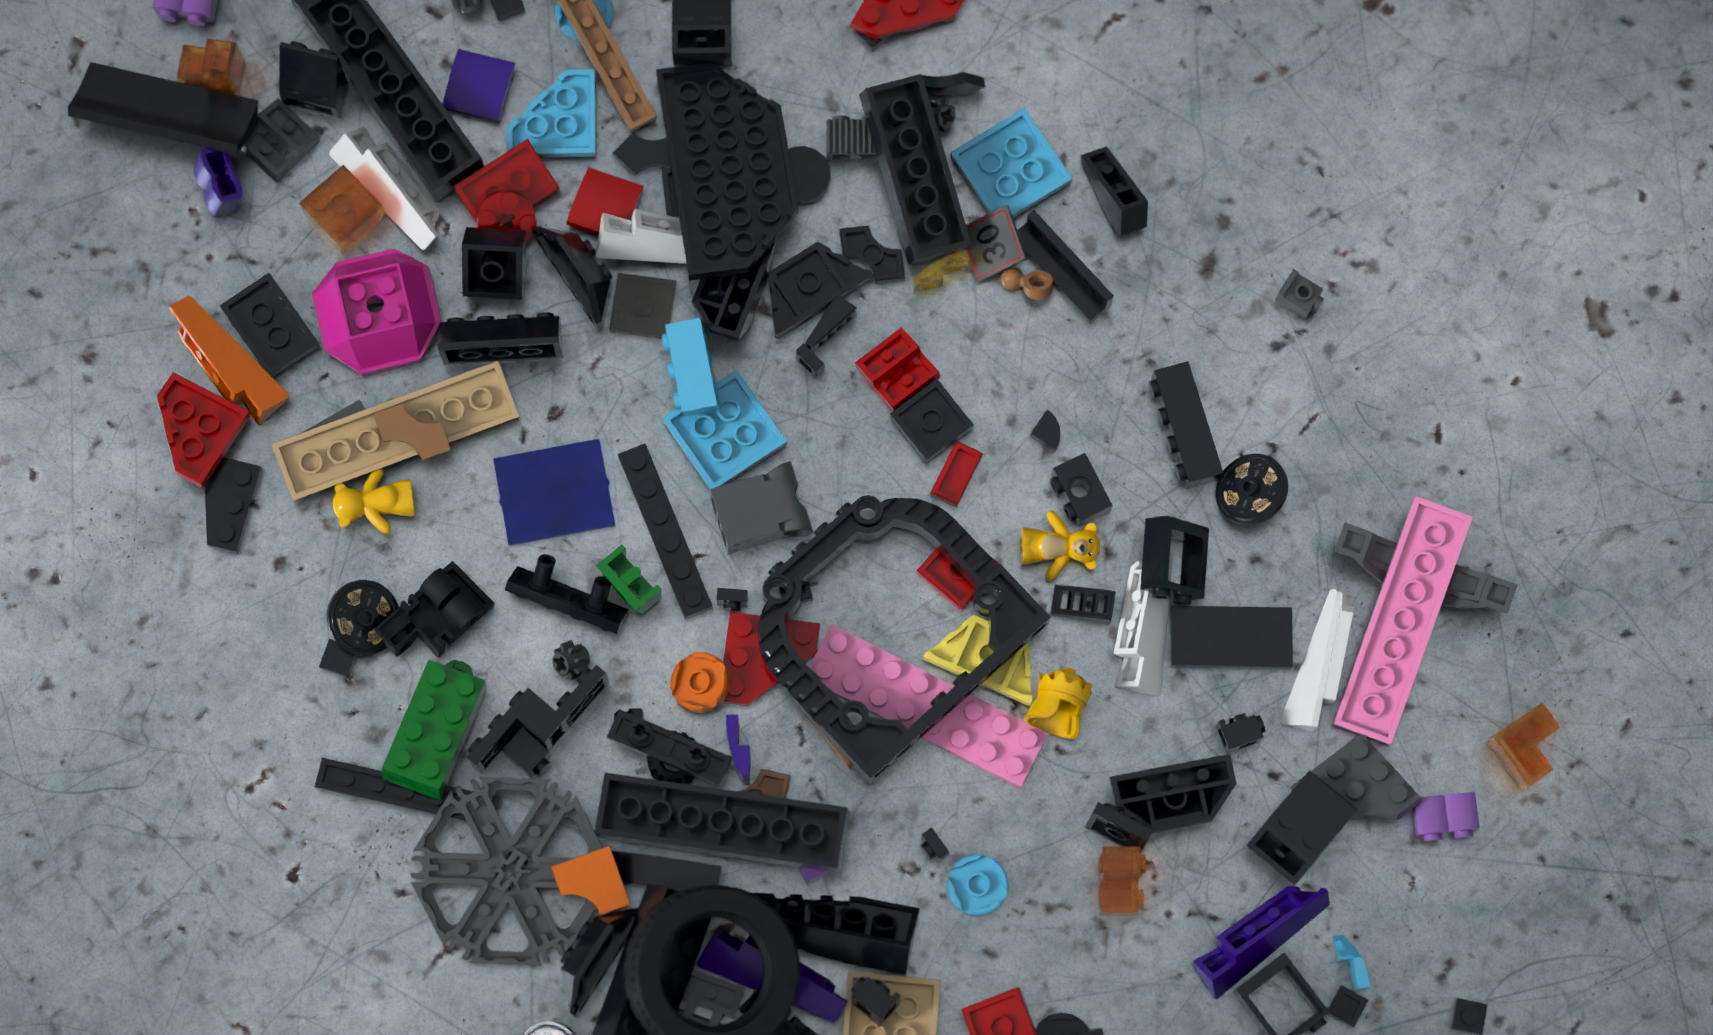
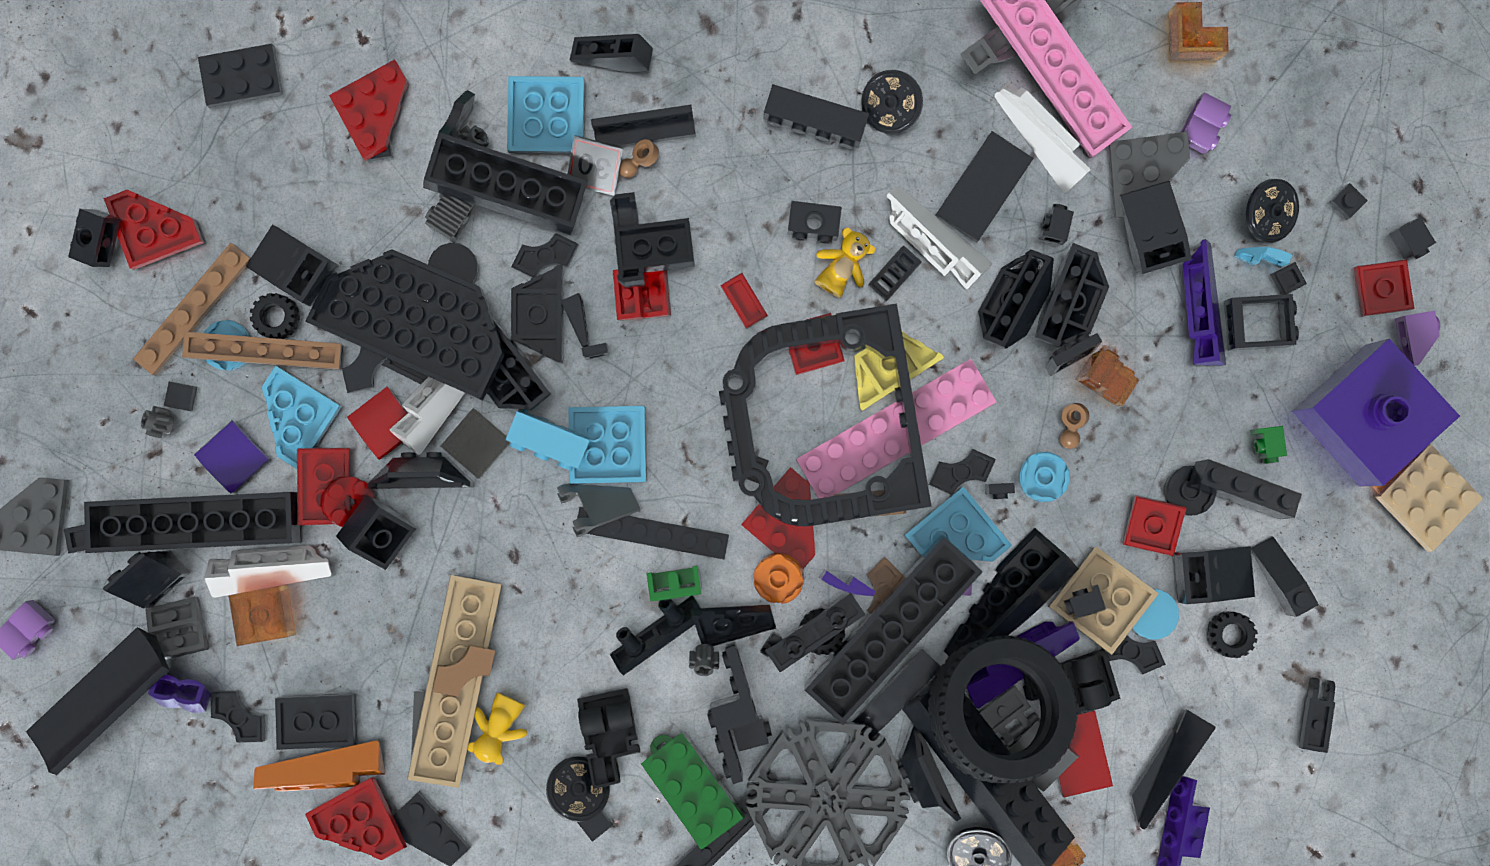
camera: 55 degrees left, 10 degrees up
(214, 67) = (89, 643): clear orange brick -> none
(224, 262) = (244, 723): none -> black tile
(382, 339) = (381, 633): dark pink piece -> none
(500, 339) = (434, 562): black slope -> none
(554, 492) = (572, 593): clear blue piece -> none
(594, 878) = (872, 744): orange tile -> none
(625, 662) = (731, 623): none -> black wing
(644, 22) = (259, 314): none -> black tyre
(660, 461) = (600, 503): none -> dark grey flag
(732, 599) = (734, 518): black plate -> none
(760, 509) = (682, 456): dark grey piece -> none
(873, 833) = (963, 525): none -> medium azure plate
(916, 790) = (973, 467): none -> black tile
(931, 420) = (695, 293): black plate -> none
(933, 277) = (590, 221): clear yellow slope -> none
(947, 344) = (647, 245): none -> black piece
(1035, 885) = (1070, 437): none -> medium nougat plate
(1047, 431) = (755, 216): black tile -> none
(1059, 703) = (957, 336): yellow hat -> none
(1136, 738) = (1016, 298): none -> black wedge
(1157, 555) = (902, 199): black window -> none
(1403, 940) = (1272, 210): none -> black shield

